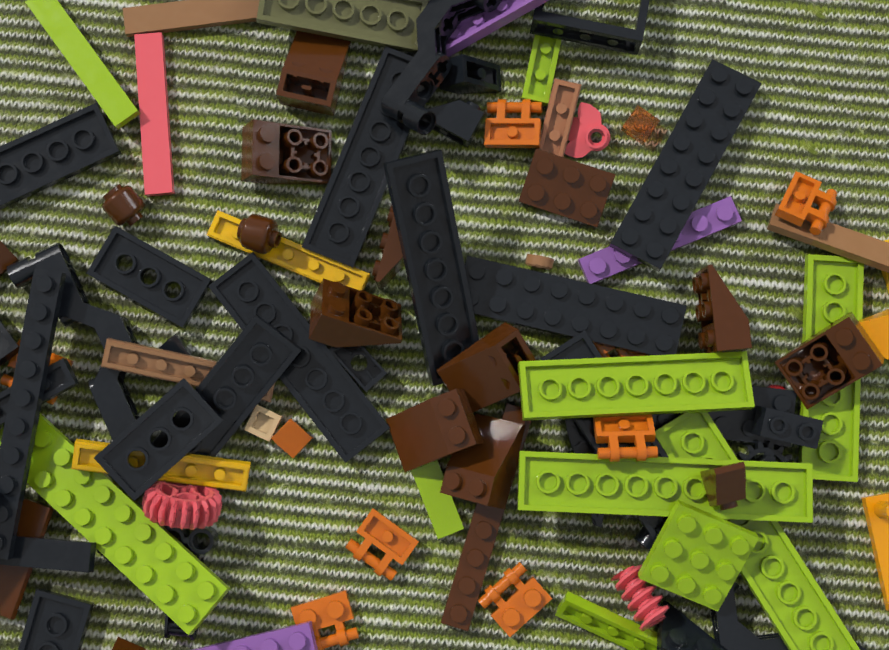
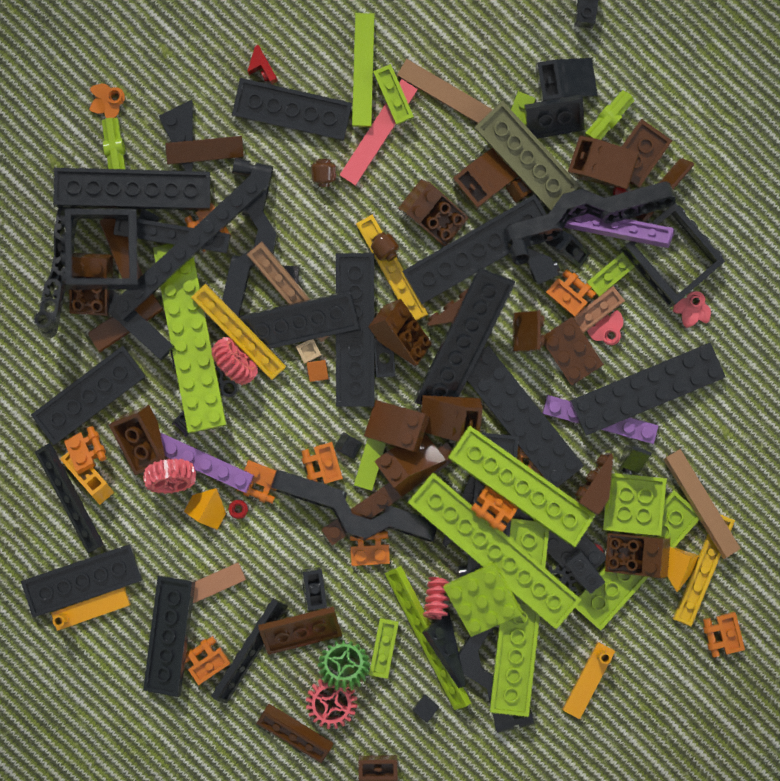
camera: 40 degrees right, 5 degrees up
(136, 56) = (393, 94): none -> lime plate
(138, 435) = (240, 328): black plate -> none
(145, 258) = (294, 219): black plate -> none
(363, 57) = (518, 190): none -> reddish brown slope
(396, 497) = (348, 445): none -> black slope
(471, 588) = (352, 524): none -> black beam
(499, 201) = (527, 331): none -> reddish brown slope
(539, 262) = (524, 379): medium nougat tile -> none
(640, 124) = (641, 347): clear orange plate -> none
(664, 42) = (693, 312): none -> coral plate
(725, 485) = (524, 573): reddish brown slope -> none
(736, 251) = (633, 459): none -> slope
(782, 304) = (635, 505): none -> lime plate
(798, 200) = (692, 456): orange plate -> none

